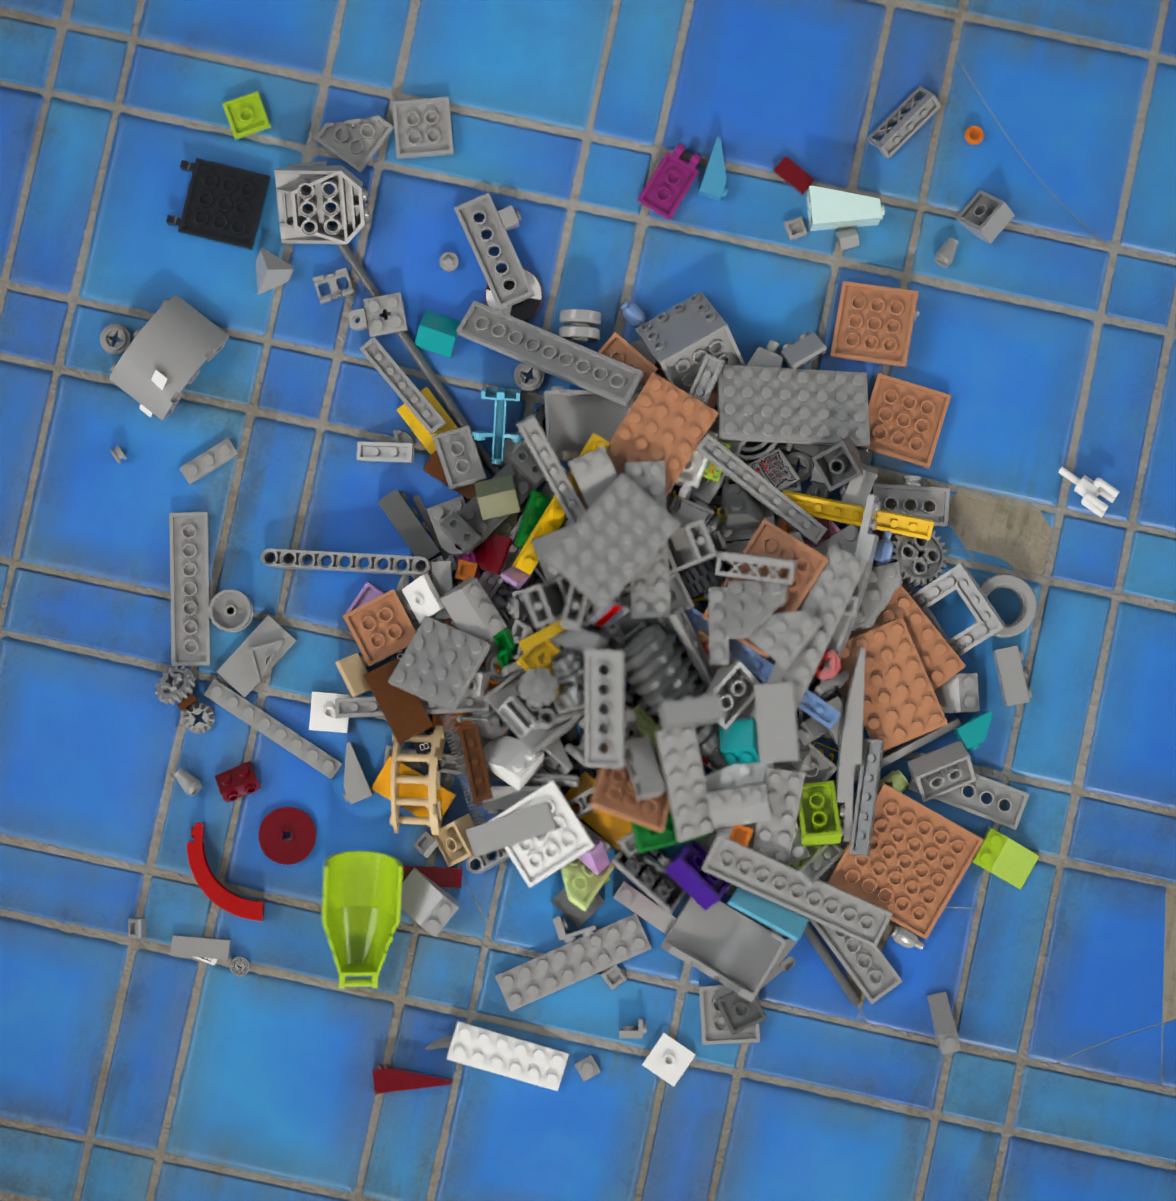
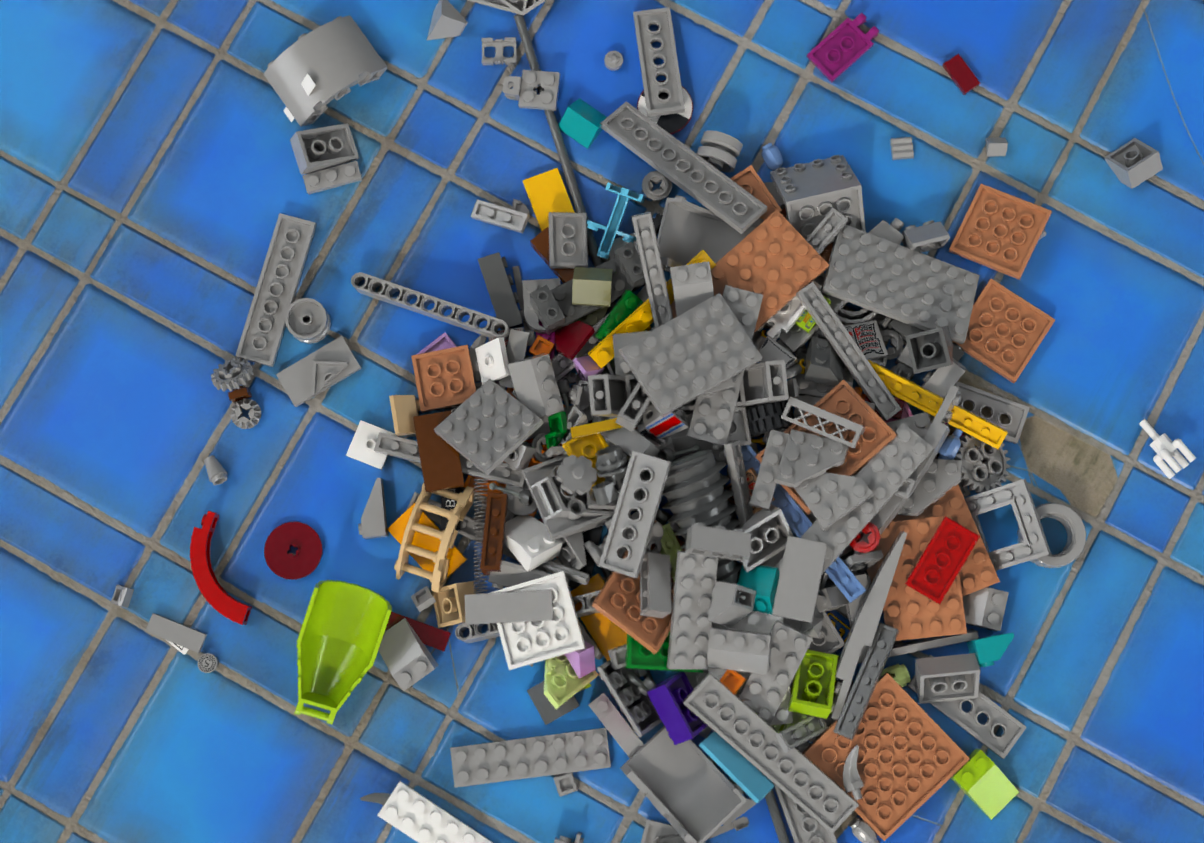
camera: 20 degrees right, 5 degrees down
(111, 331) = (280, 33): light grey gear -> none
(118, 453) = (250, 145): light grey bush -> none
(191, 435) = (323, 148): none -> light grey slope
(237, 782) = (262, 485): dark red bracket -> none
(273, 729) = (312, 445): light grey plate -> none
(396, 1079) = (322, 820): dark red slope -> none
(402, 386) = (535, 160): light grey plate -> none
(509, 218) = (682, 36): light grey plate -> none
(561, 926) = (530, 718): light grey bracket -> none
(715, 177) = (885, 56): dark azure slope -> none
(718, 764) = (730, 603): none -> light grey slope
(756, 267) = (901, 148): none -> light grey piece
(795, 228) = (949, 123): light grey tile -> none
(841, 209) = (999, 115): light aqua slope -> none
(877, 888) = (851, 777): none -> light grey bar
(905, 662) = (942, 560): none -> red tile
(907, 123) = (1082, 55): light grey fence -> none
(912, 480) = (995, 389): light grey bush -> none
(946, 253) = (1087, 186): light grey cone -> none
(974, 135) = (1143, 85): orange plate -> none
(1012, 676) = (1040, 606): light grey brick -> none

